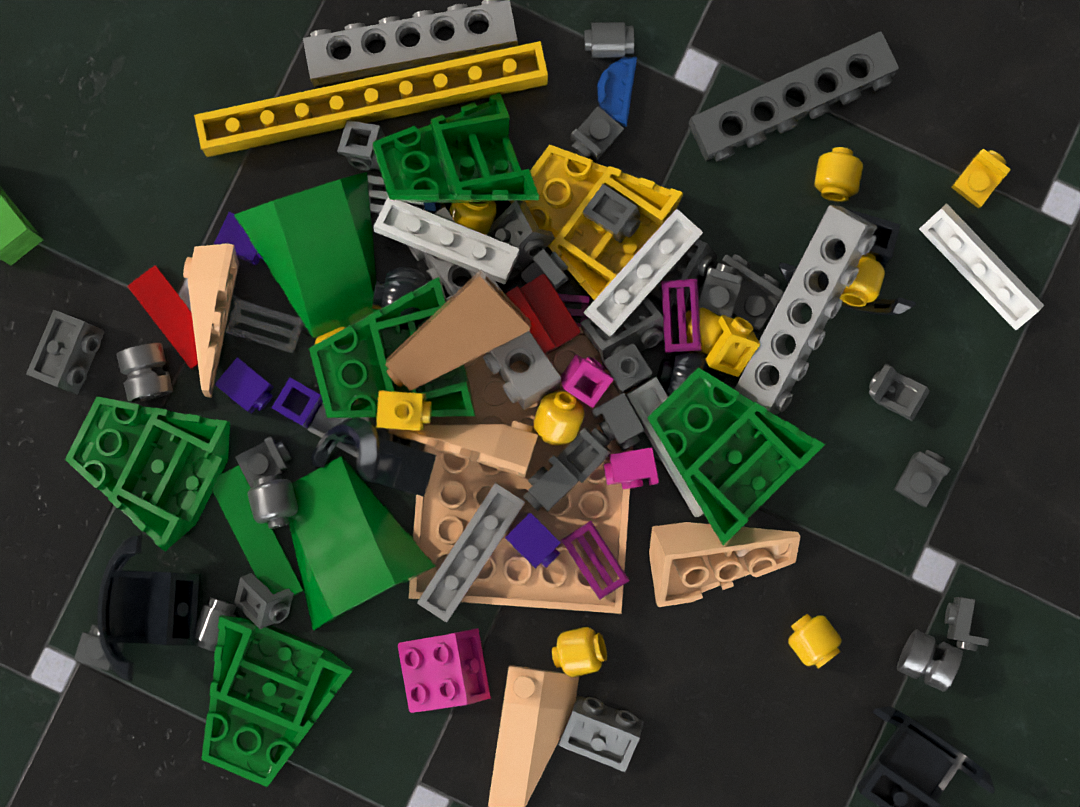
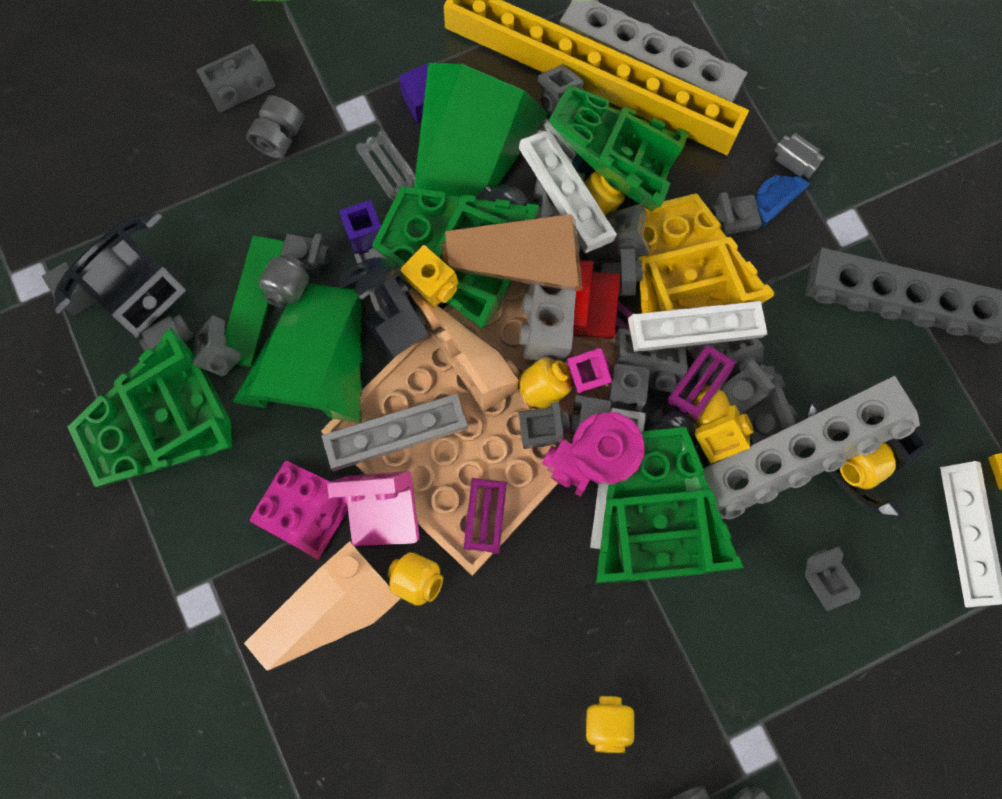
camera: 40 degrees right, 10 degrees down
(151, 463) = (225, 194): green wedge -> none
(167, 312) = (329, 112): red tile -> none
(211, 288) = (367, 110): light nougat wedge -> none
(245, 386) = (335, 188): dark purple brick -> none
(507, 621) = (379, 507): none -> bracket
(534, 541) = (449, 461): dark purple brick -> none
(550, 485) = (497, 429): dark grey brick -> none
(602, 732) = (379, 658): bracket -> none
(613, 213) = (707, 272): dark grey bracket -> none
(651, 434) = (608, 448): none -> dark pink tile
(692, 560) = (562, 581): light nougat wedge -> none
(838, 174) = (911, 371): yellow head -> none
(922, 477) = (801, 663): dark grey bracket -> none

